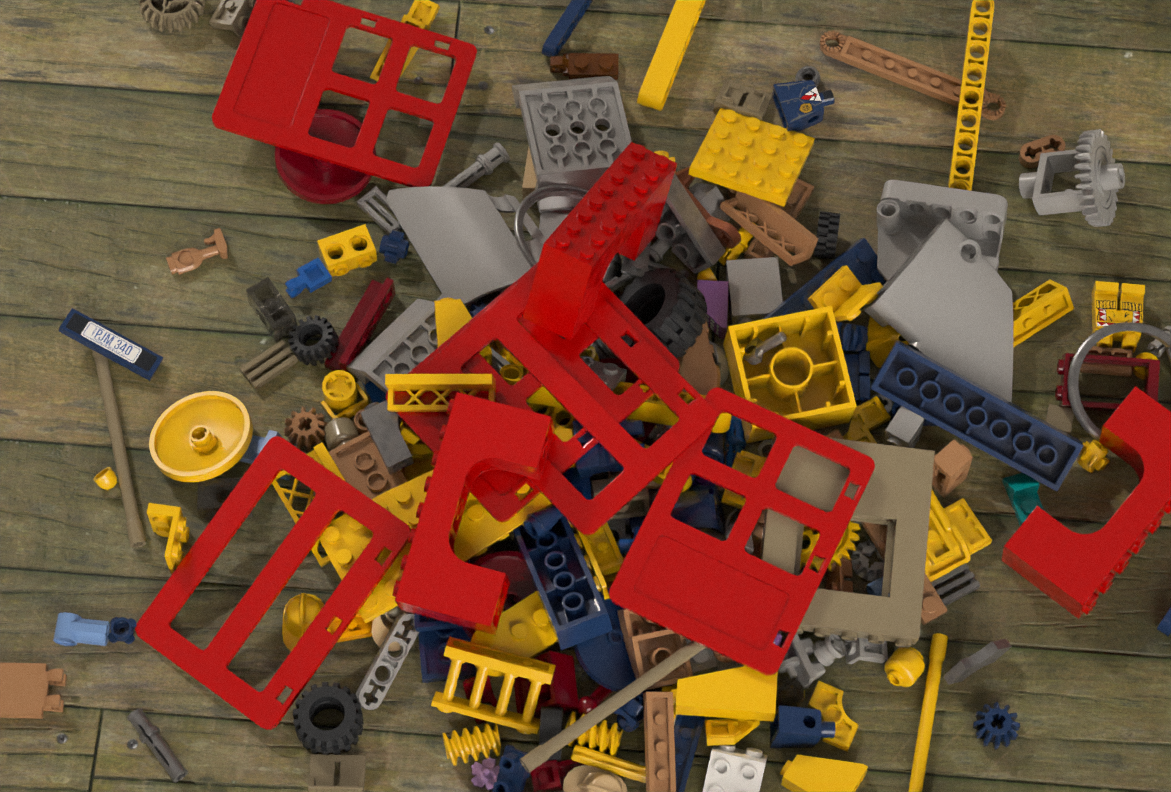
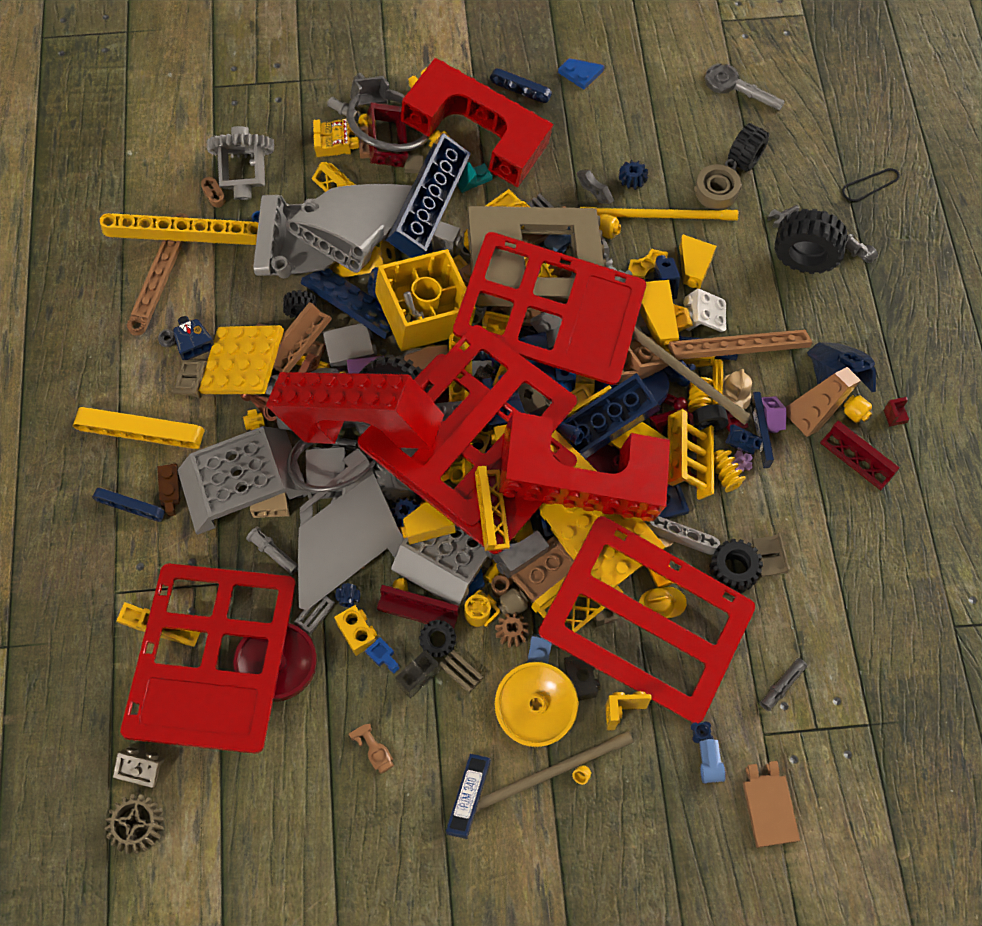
camera: 100 degrees left, 0 degrees up
(394, 310) = (400, 583): none -> yellow hinge
(844, 295) = (354, 279): yellow bracket -> none
(950, 467) = (460, 208): medium nougat brick -> none

